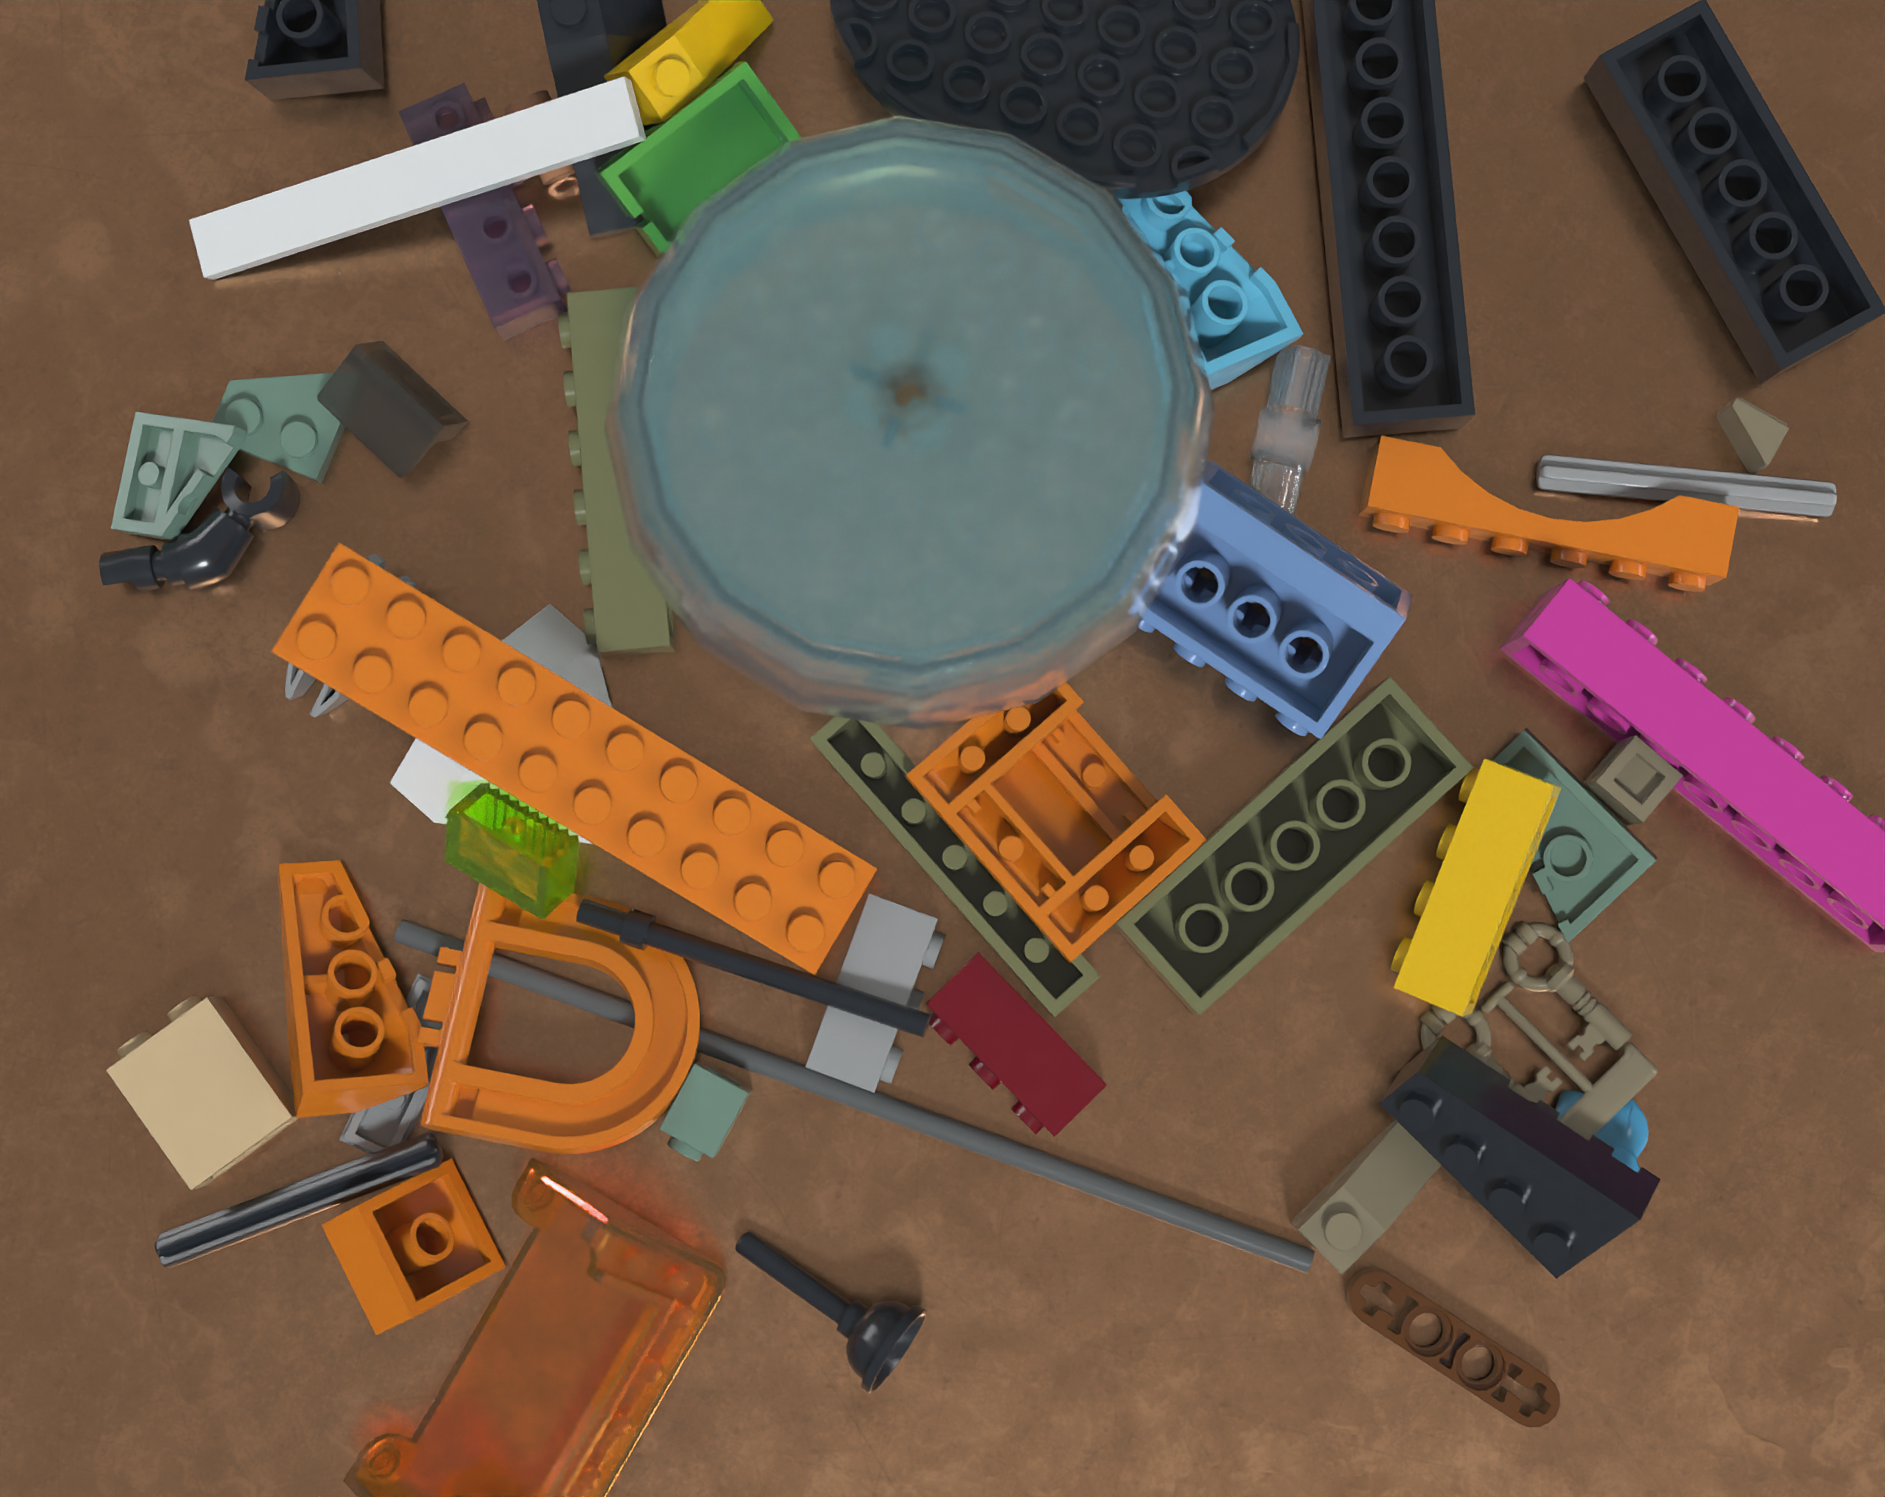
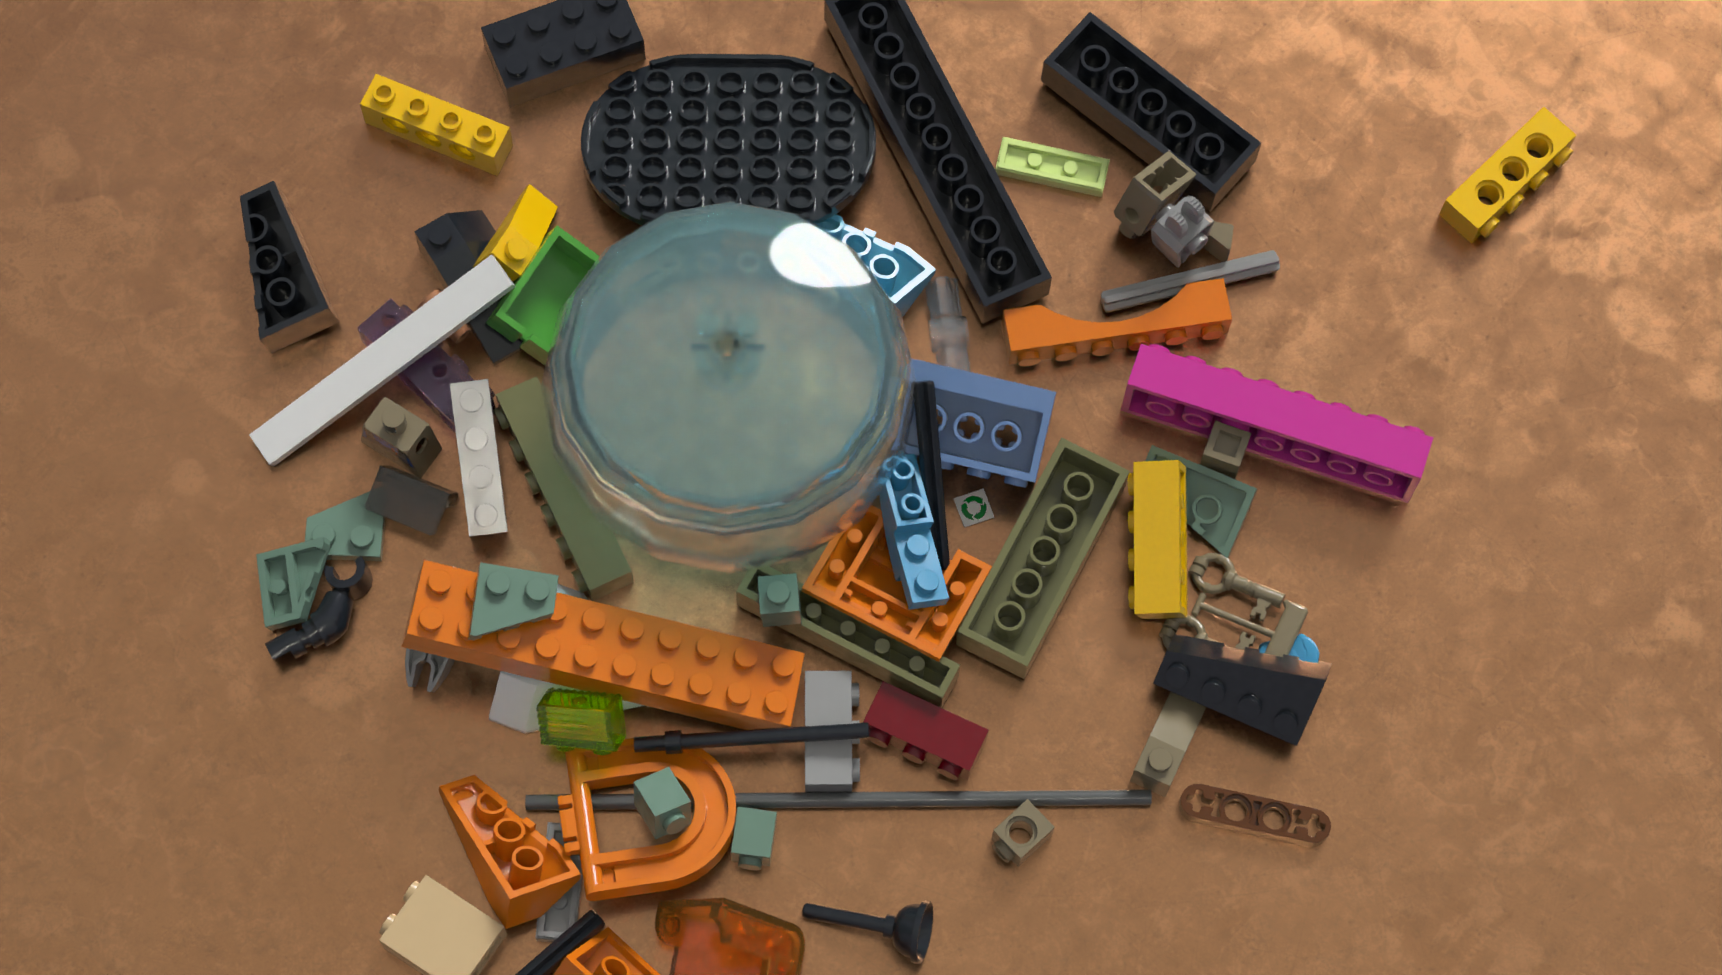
camera: 25 degrees left, 15 degrees down
(405, 308) = (396, 434): none -> dark tan torso
(447, 652) = (509, 598): none -> sand green wing
(503, 386) = (478, 457): none -> light grey brick
(581, 1027) = (662, 803): none -> sand green brick
(864, 784) = (779, 600): none -> sand green brick
(1098, 757) = (909, 537): none -> dark azure slope
(1124, 1258) = (1031, 820): none -> dark tan brick
(1168, 669) = (931, 464): none -> black axle
(1220, 721) = (973, 507): none -> white sticker
(1547, 224) = (1052, 166): none -> yellowish green tile
(1660, 346) = (1142, 203): none -> dark tan torso
(1707, 409) = (1181, 230): none -> light grey hinge

